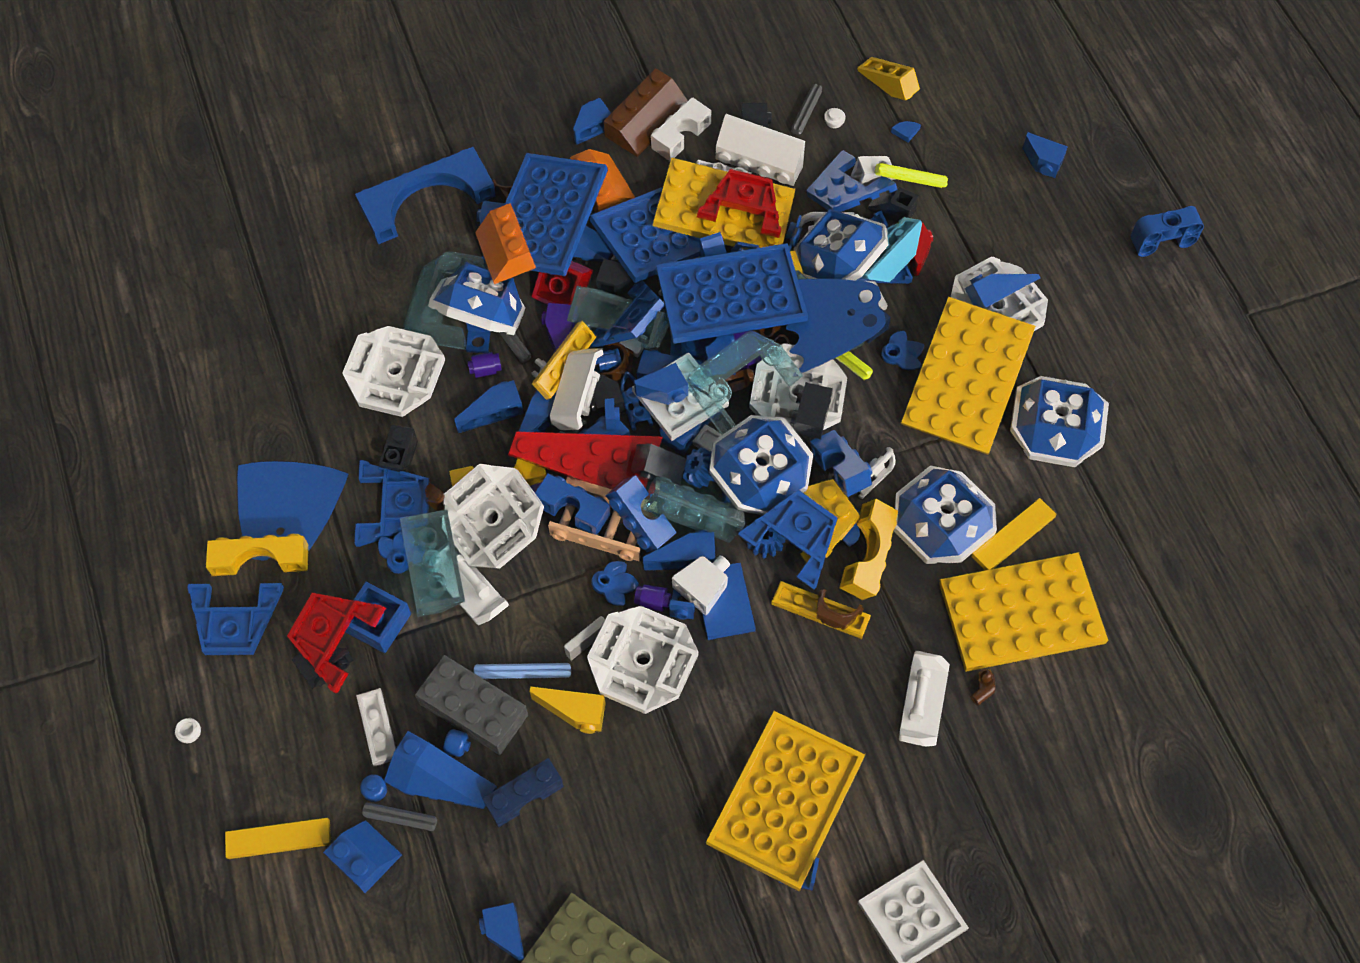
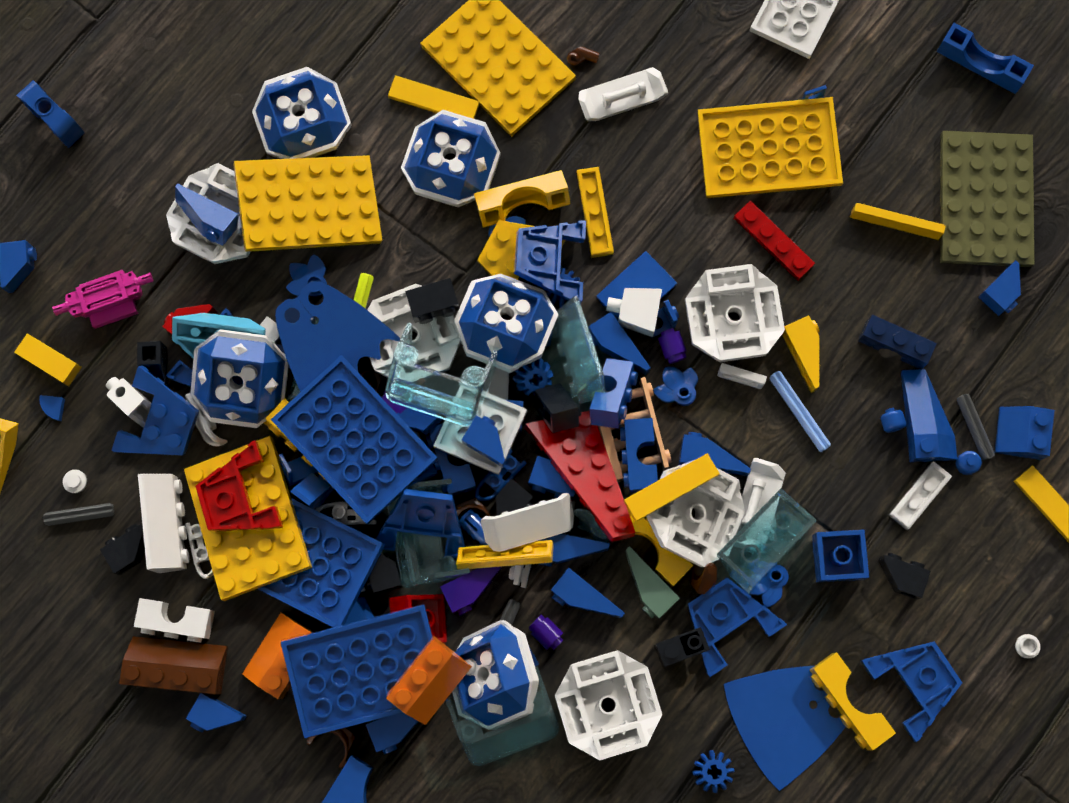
camera: 120 degrees left, 15 degrees up
(289, 421) = (717, 764): none -> blue gear
(322, 627) = (884, 585): red wing -> none
(458, 455) = (652, 590): none -> sand green slope
(472, 704) = (856, 428): dark grey brick -> none
(523, 496) = (671, 487): none -> yellow tile
(536, 568) = (695, 446): none -> blue slope
(611, 414) = (536, 475): blue plate -> none
(636, 873) = (897, 221): none -> yellow tile
(693, 749) = (774, 240): none -> red plate
(794, 233) = (245, 433): blue plate -> none
(833, 618) = (604, 196): reddish brown helmet -> none
(849, 469) = (464, 241): blue arch -> none
(879, 470) = (438, 235): white piece -> none
(911, 175) = (115, 364): neon yellow axle -> none
(946, 141) = (48, 359): none -> yellow slope
(975, 198) = (105, 298): none -> dark pink piece

